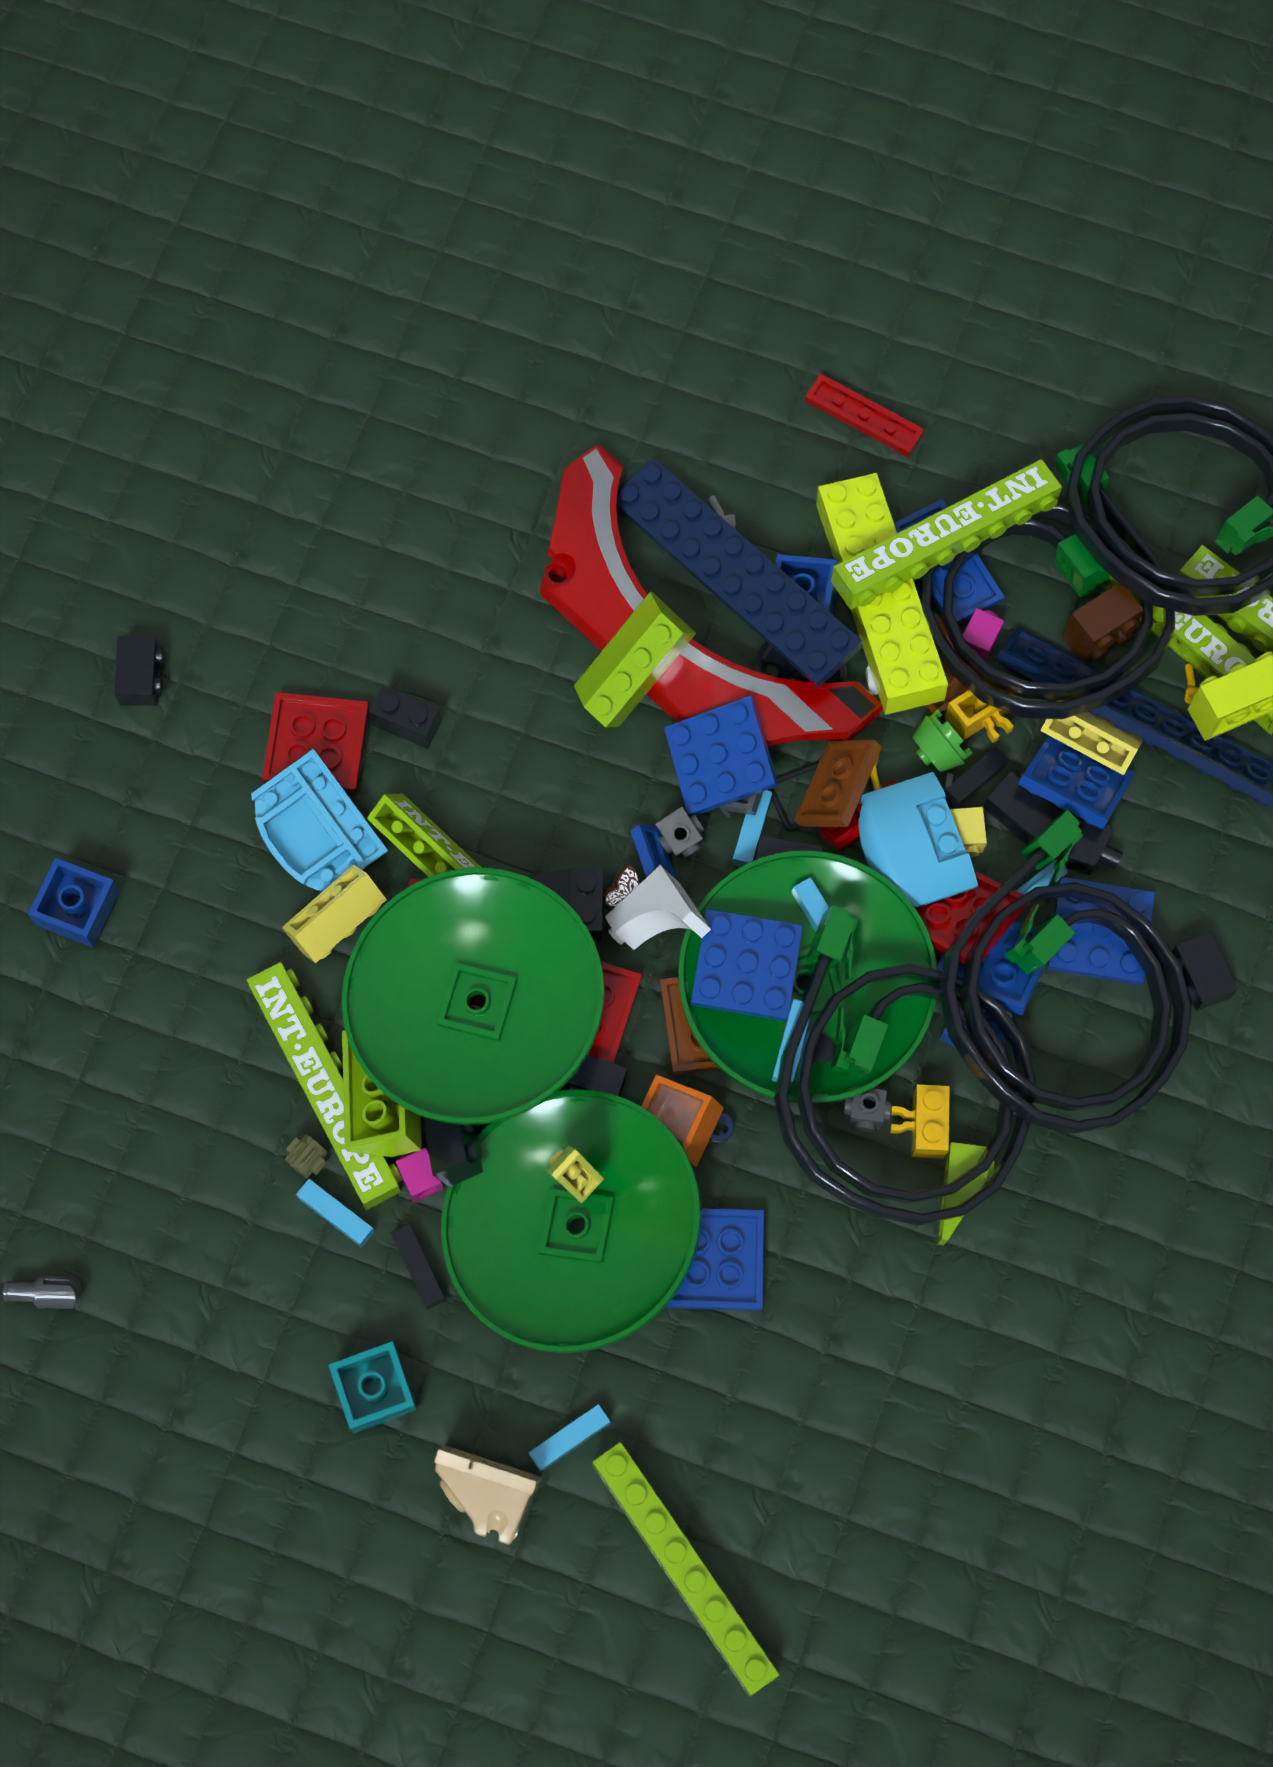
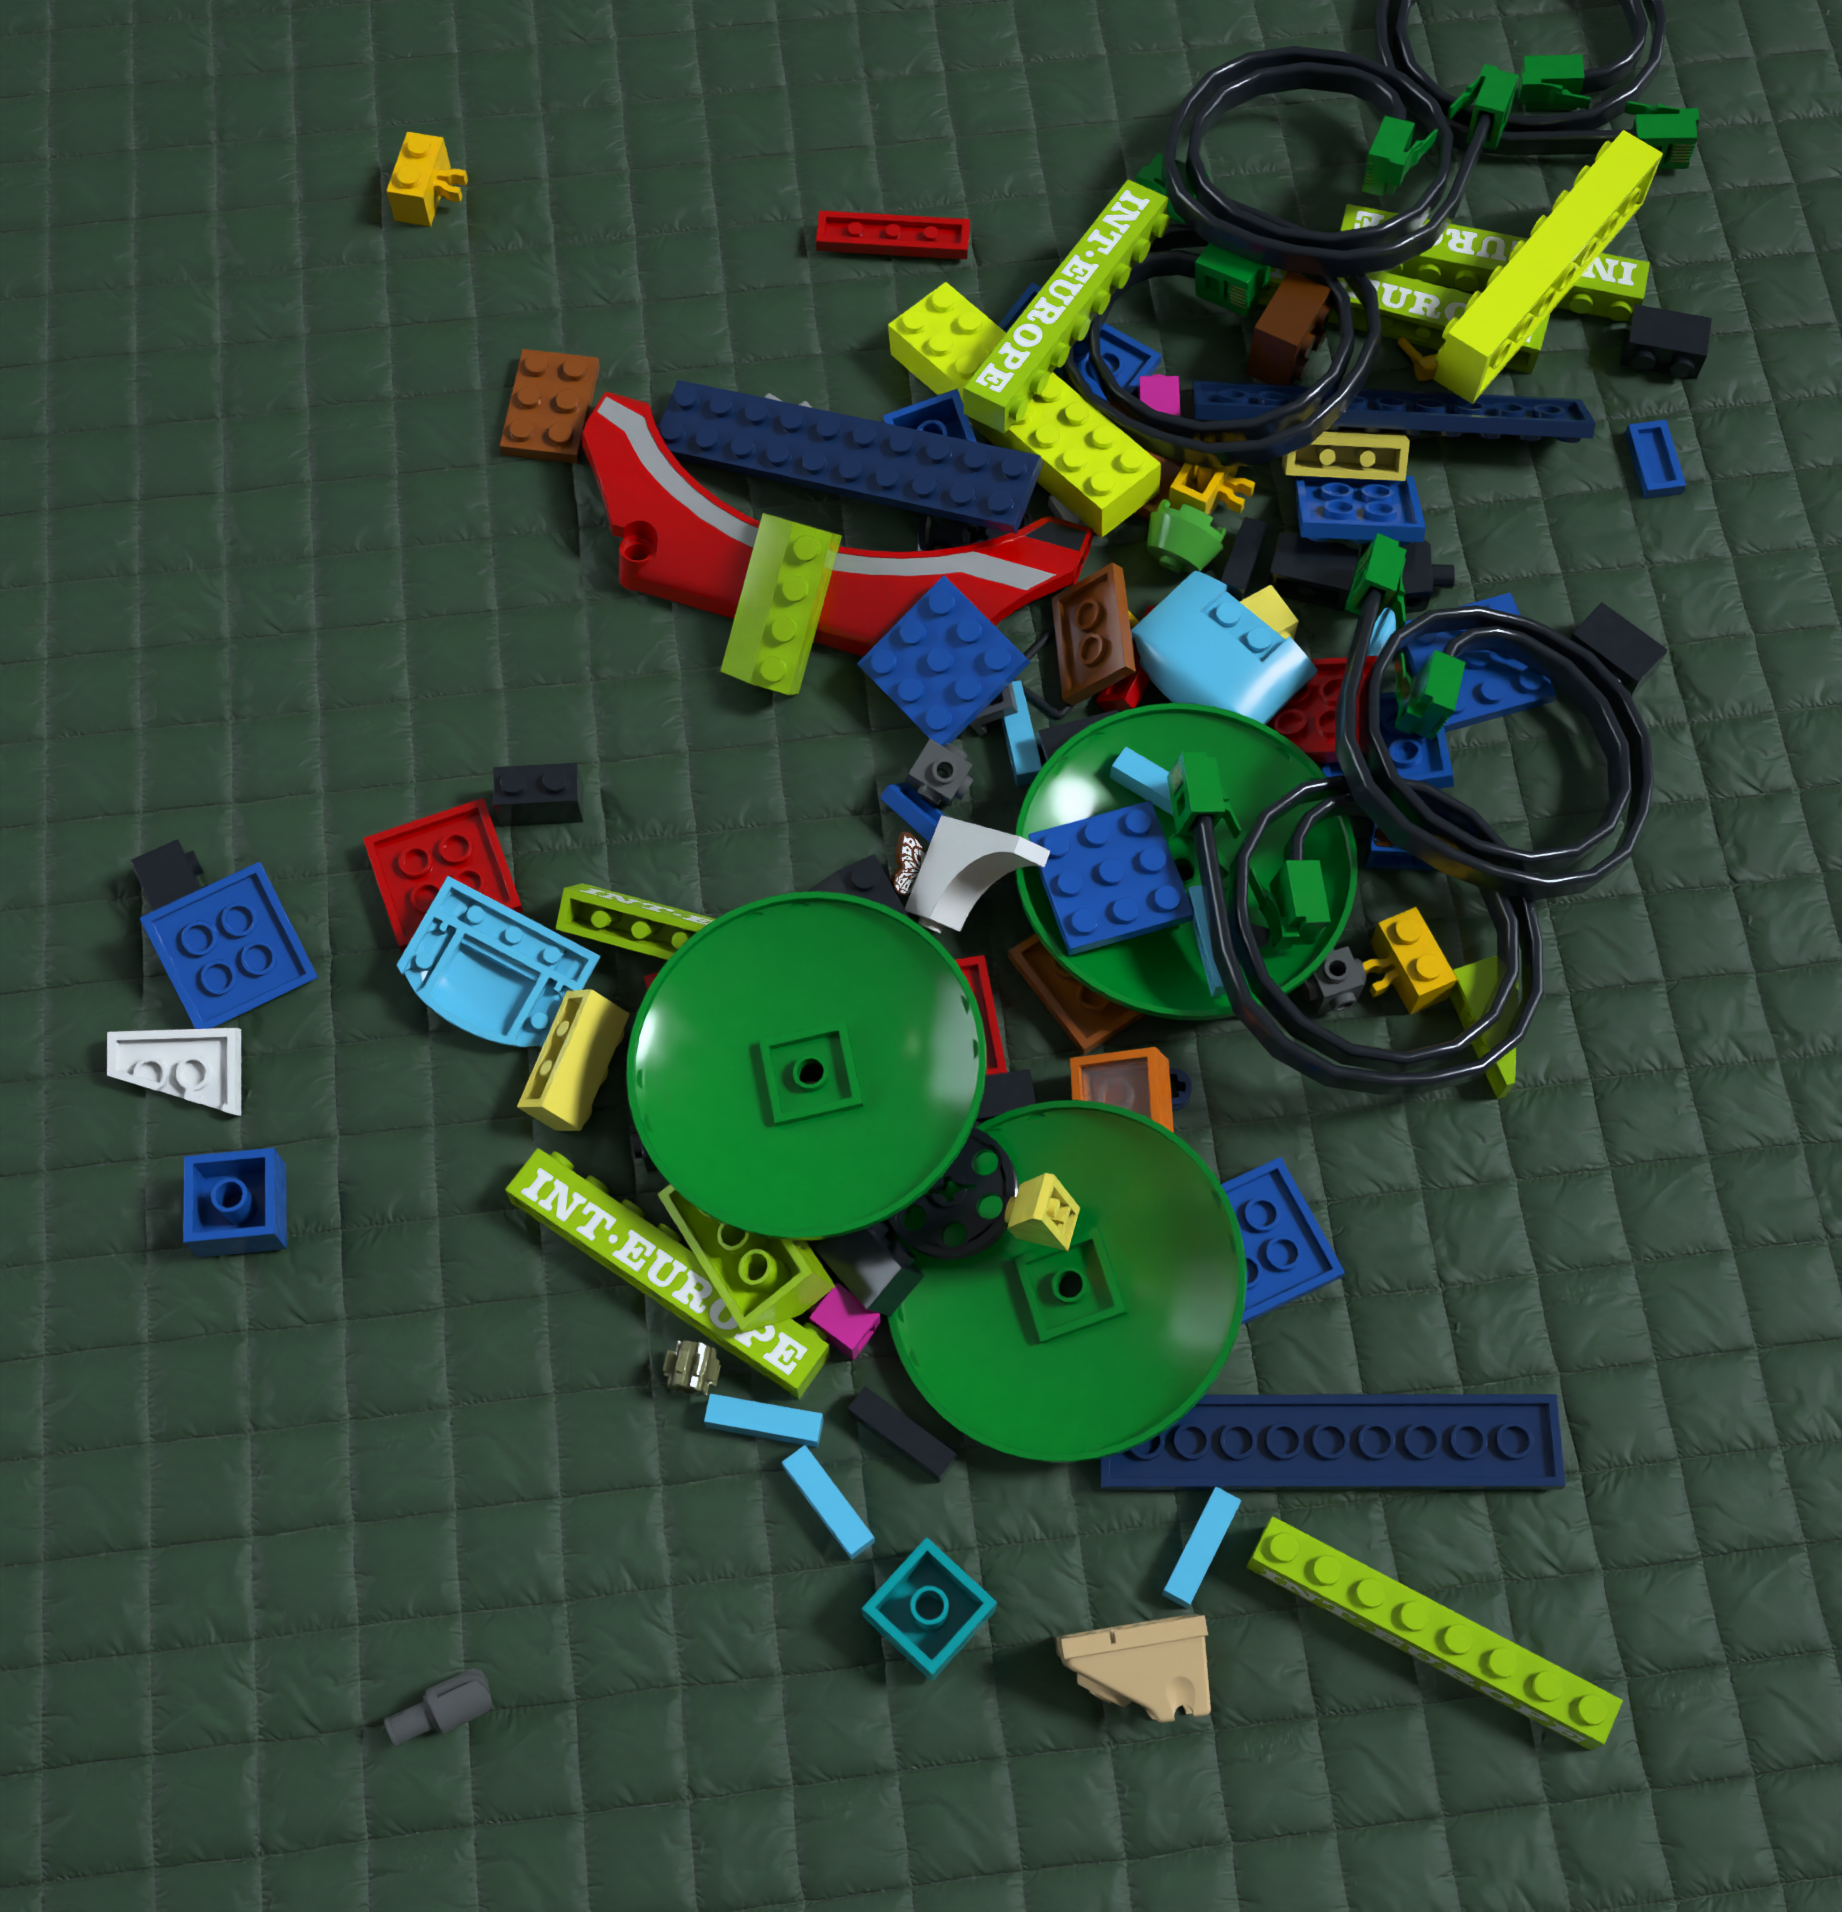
camera: 25 degrees left, 5 degrees down
(88, 791) = (183, 1063): none -> white wing
(152, 727) = (228, 947): none -> blue plate
(348, 1286) = (828, 1502): none -> medium azure piece
(533, 1138) = (965, 1207): none -> black wedge
(554, 221) = (422, 178): none -> yellow brick
(557, 434) = (549, 406): none -> dark orange plate
(704, 1423) = (1351, 1444): none -> dark blue plate

